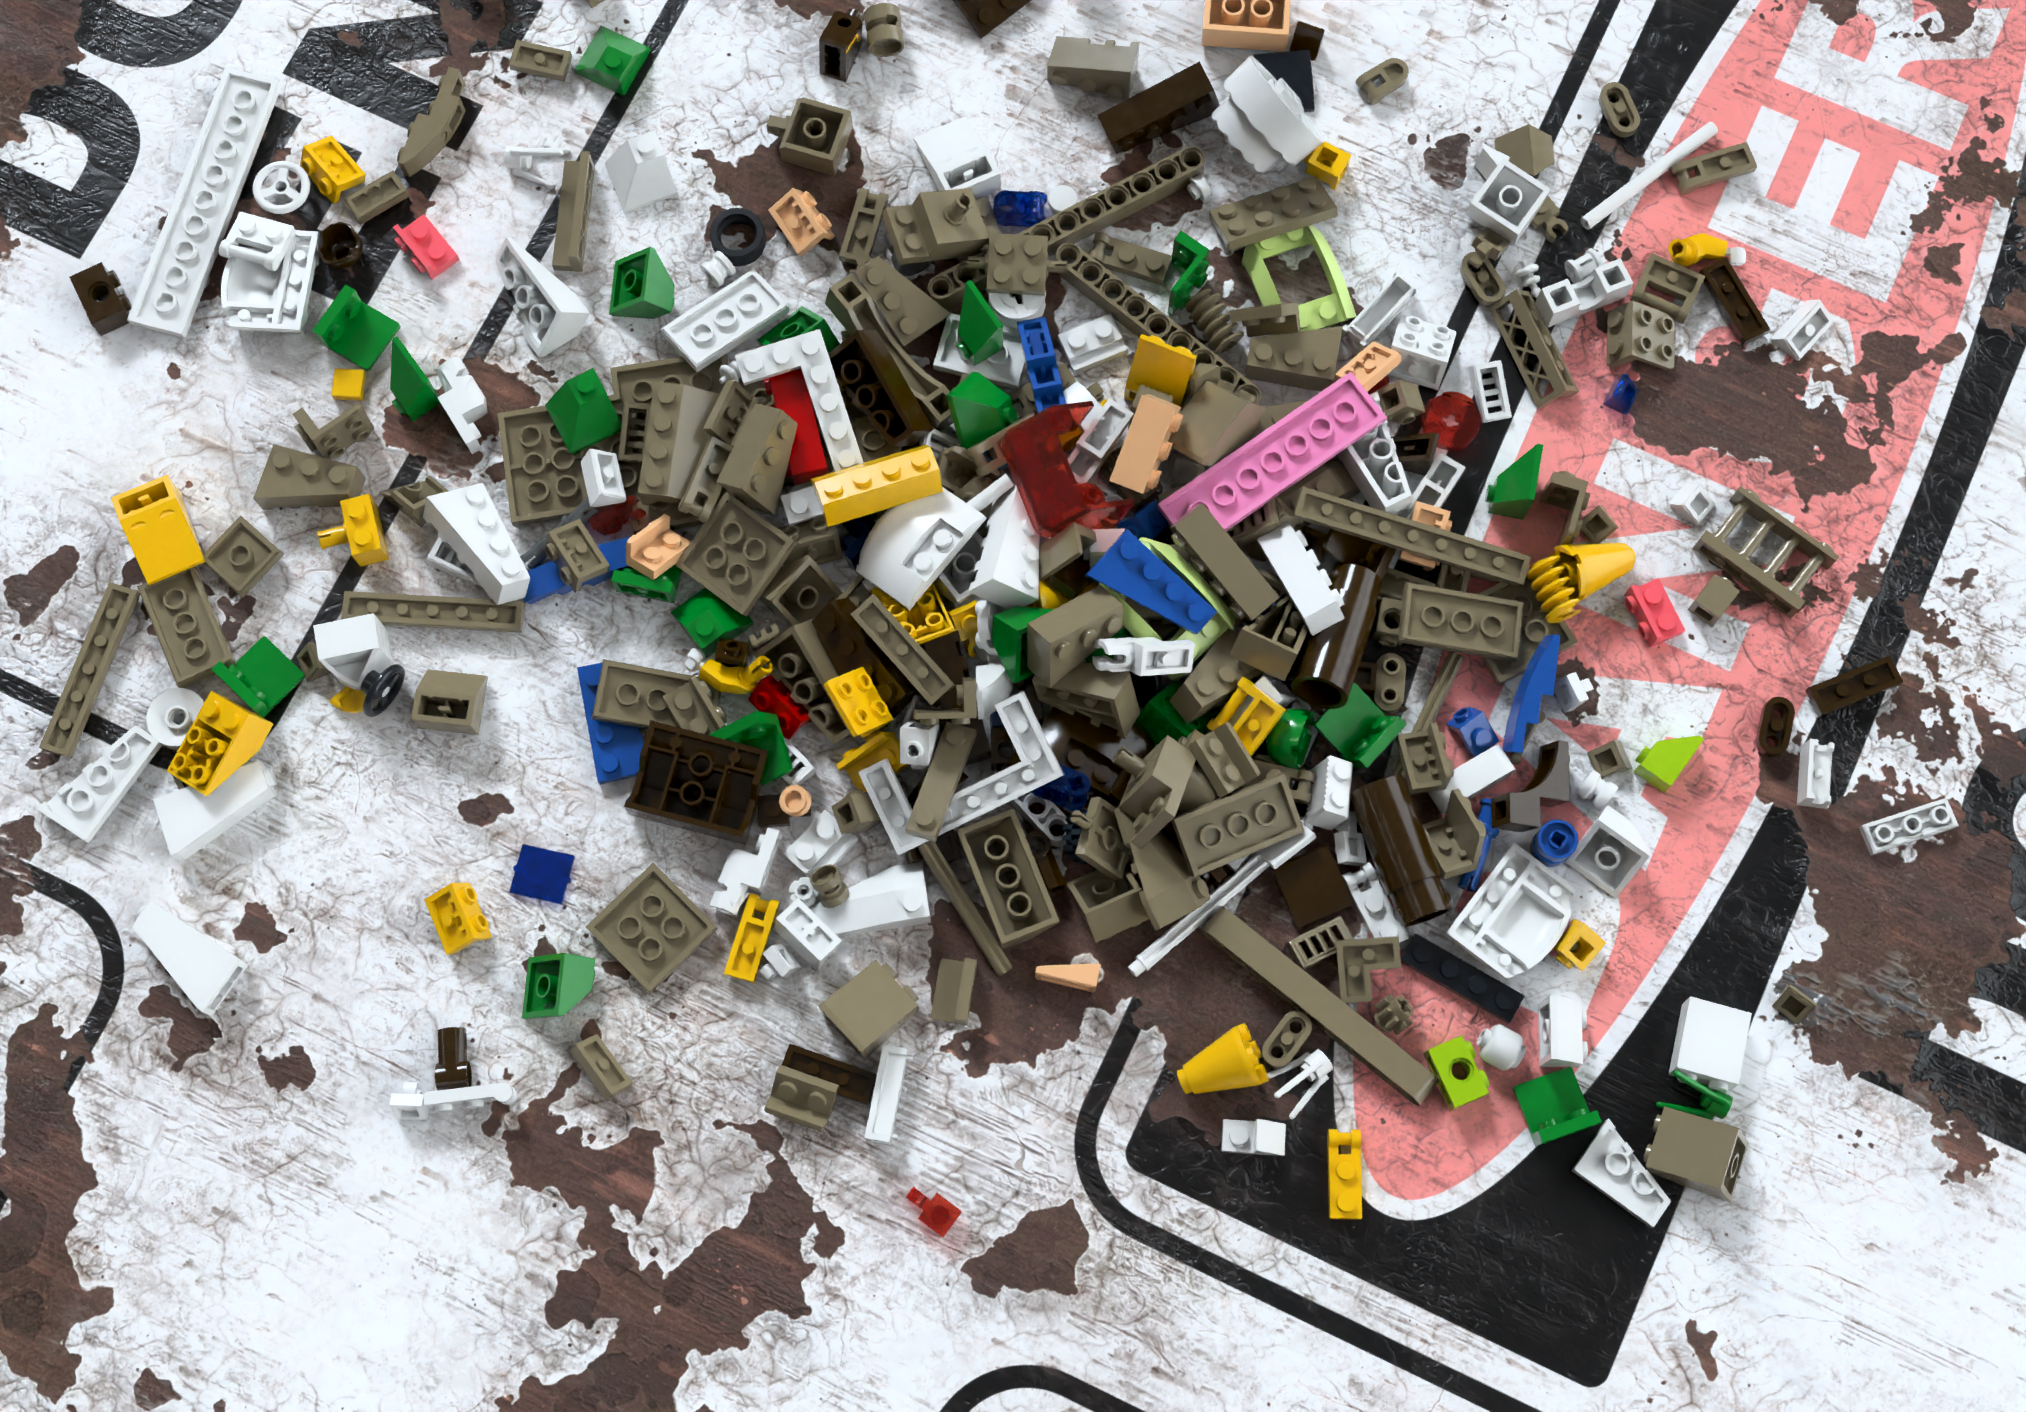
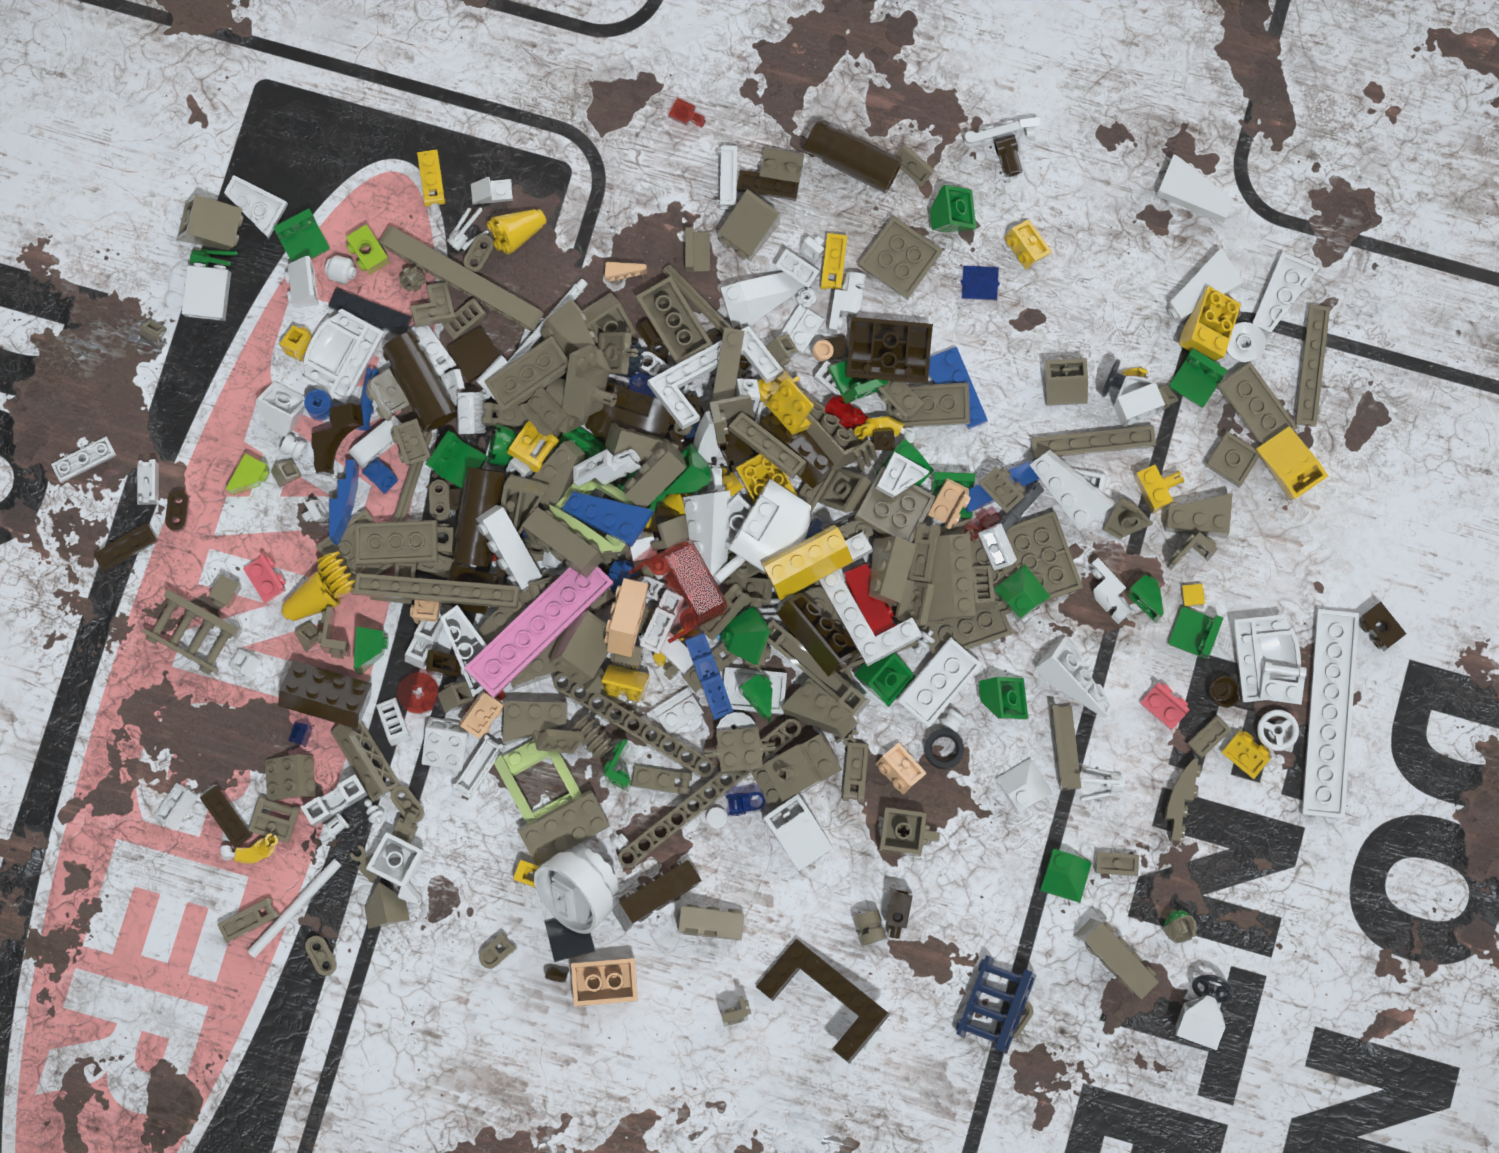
camera: 170 degrees right, 5 degrees up
(688, 1091) = (853, 156): none -> dark brown piece
(720, 591) = (899, 475): none -> white wing
(829, 885) = (789, 300): dark tan wheel -> none
(1584, 430) = (325, 694): none -> dark brown brick

